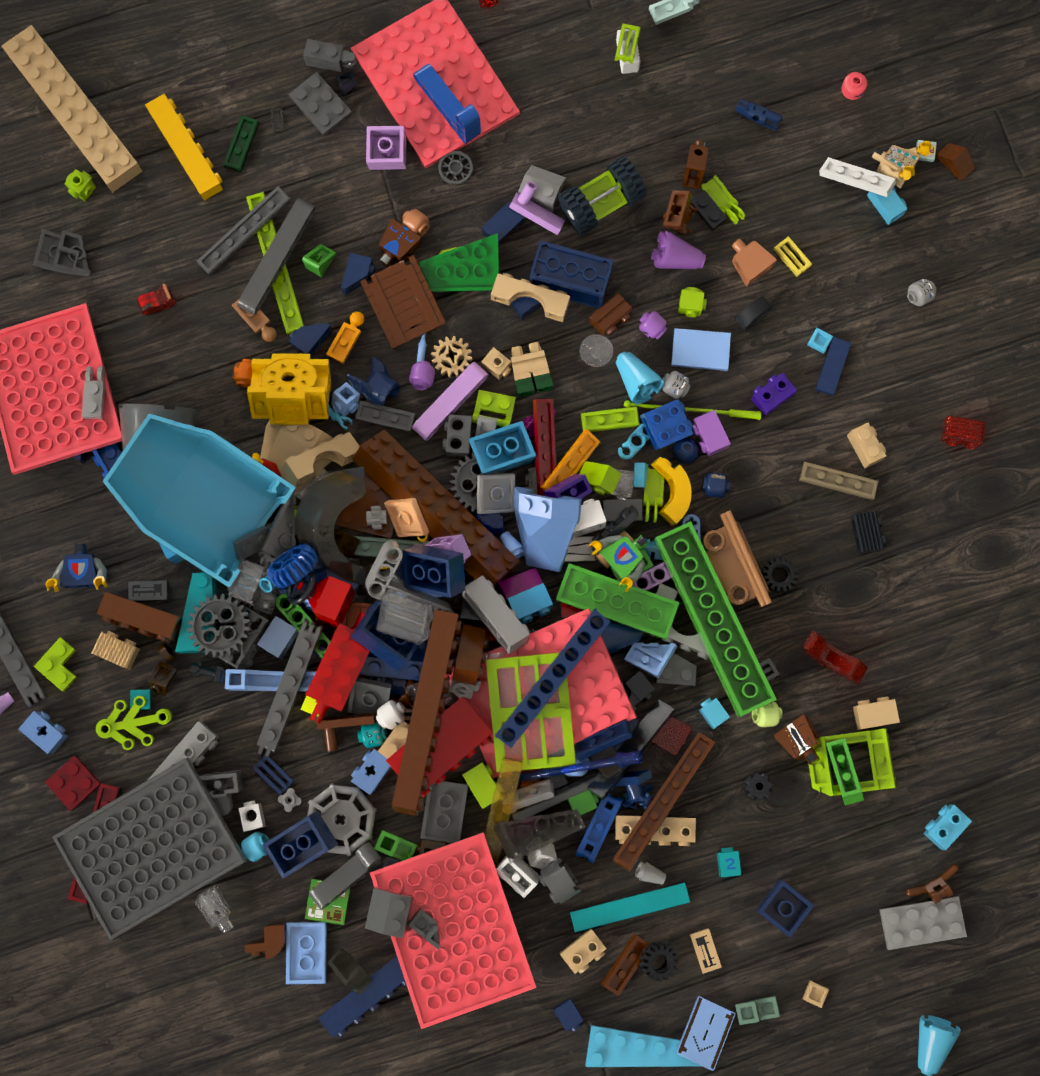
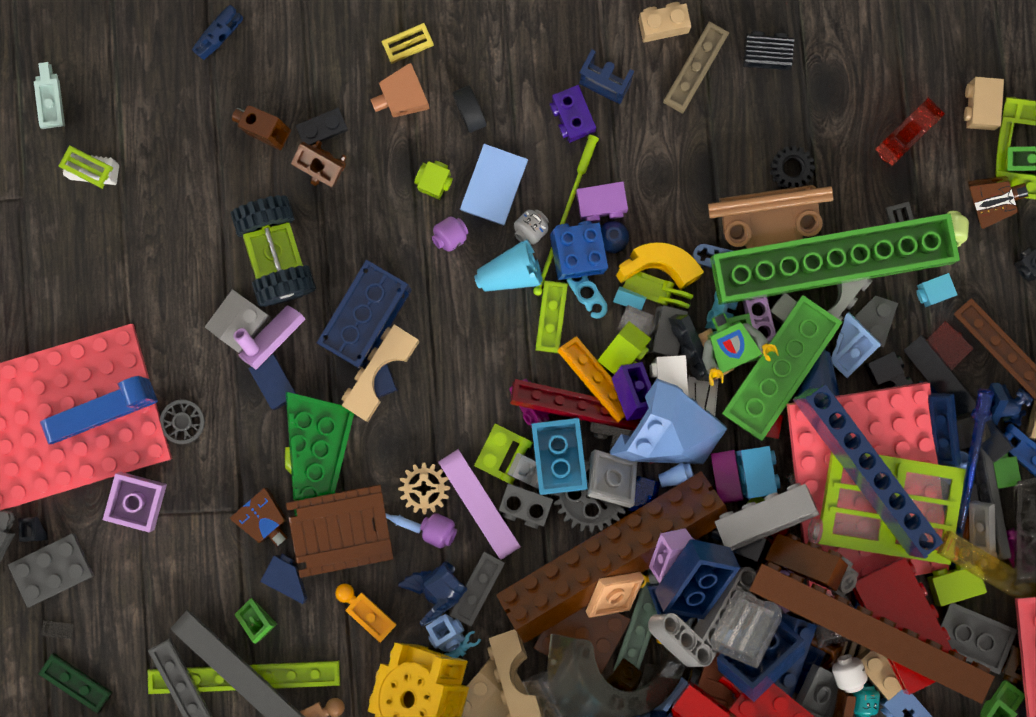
camera: 75 degrees left, 5 degrees up
(309, 338) = (354, 659): dark blue slope -> none
(376, 517) = (605, 631): light grey gear -> none
(416, 222) = (241, 489): nougat head -> none
(496, 364) = (448, 435): tan brick -> none
(530, 364) = (460, 392): tan hips -> none
(596, 350) = (463, 310): clear piece -> none
(610, 315) = (423, 280): reddish brown brick -> none
(676, 253) = (368, 181): medium lavender cone -> none
(716, 485) = (665, 212): dark blue head -> none
(723, 199) = (312, 105): lime arm -> none
(806, 407) = (603, 81): none -> dark blue window
(820, 340) = (520, 40): medium azure tile -> none
(833, 366) = (556, 34): dark blue tile -> none

